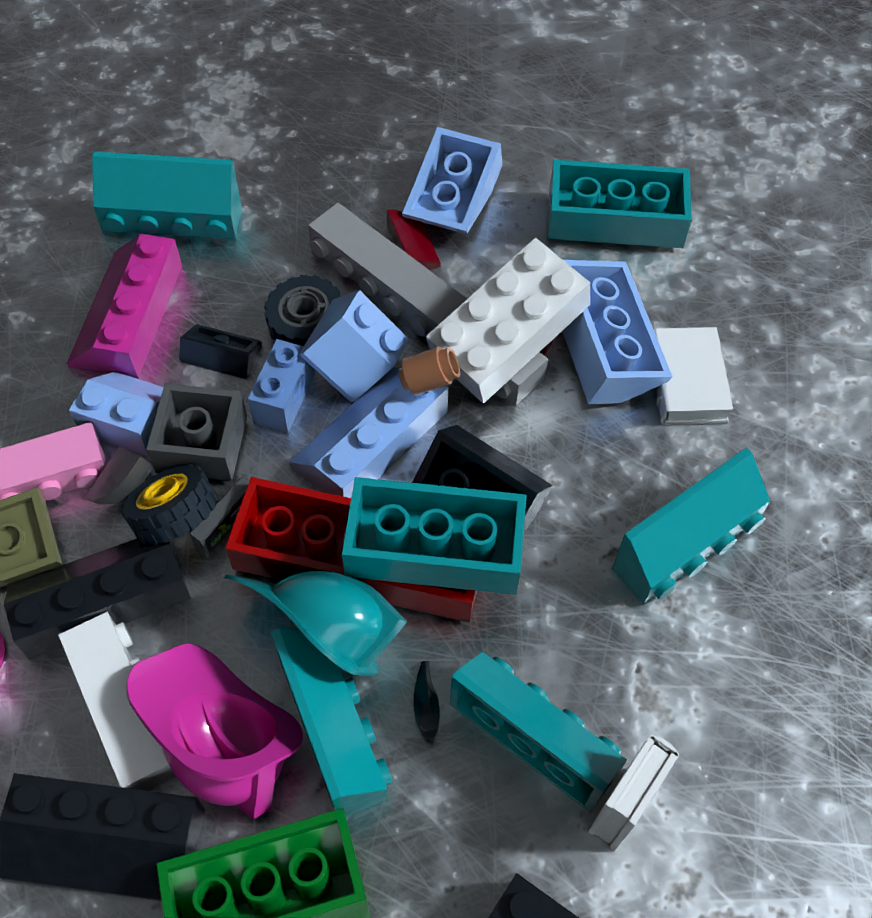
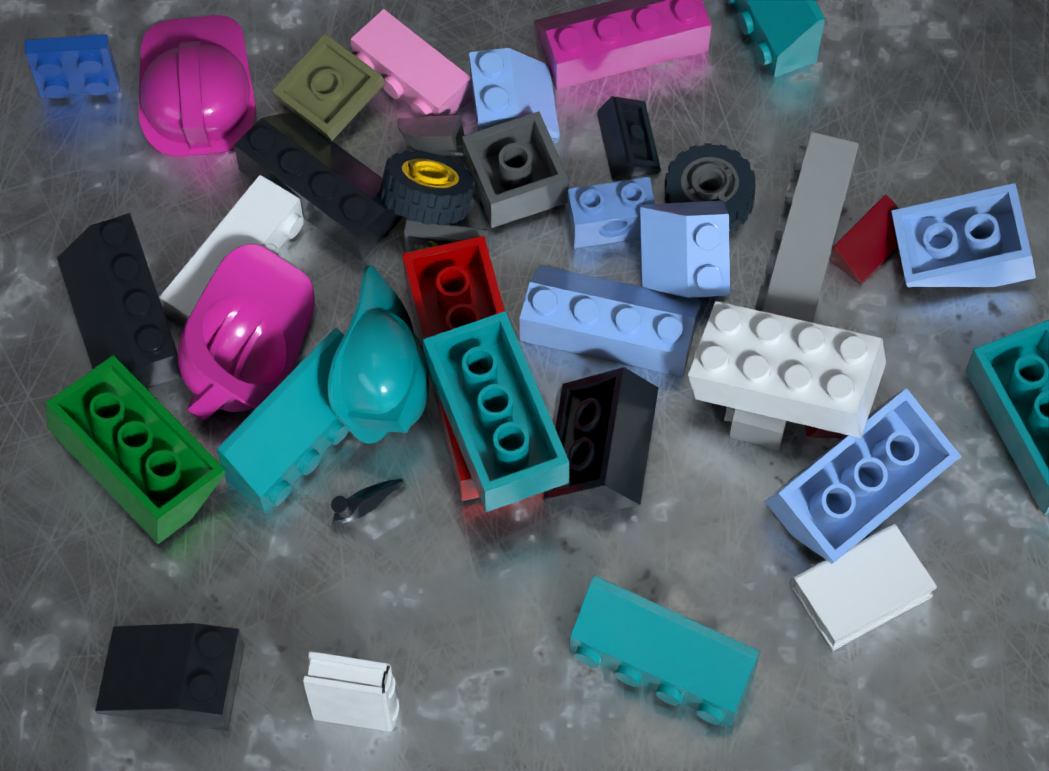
camera: 65 degrees right, 5 degrees up
(429, 370) = (675, 323): nougat brick -> none
(535, 729) = (383, 583): teal slope -> none

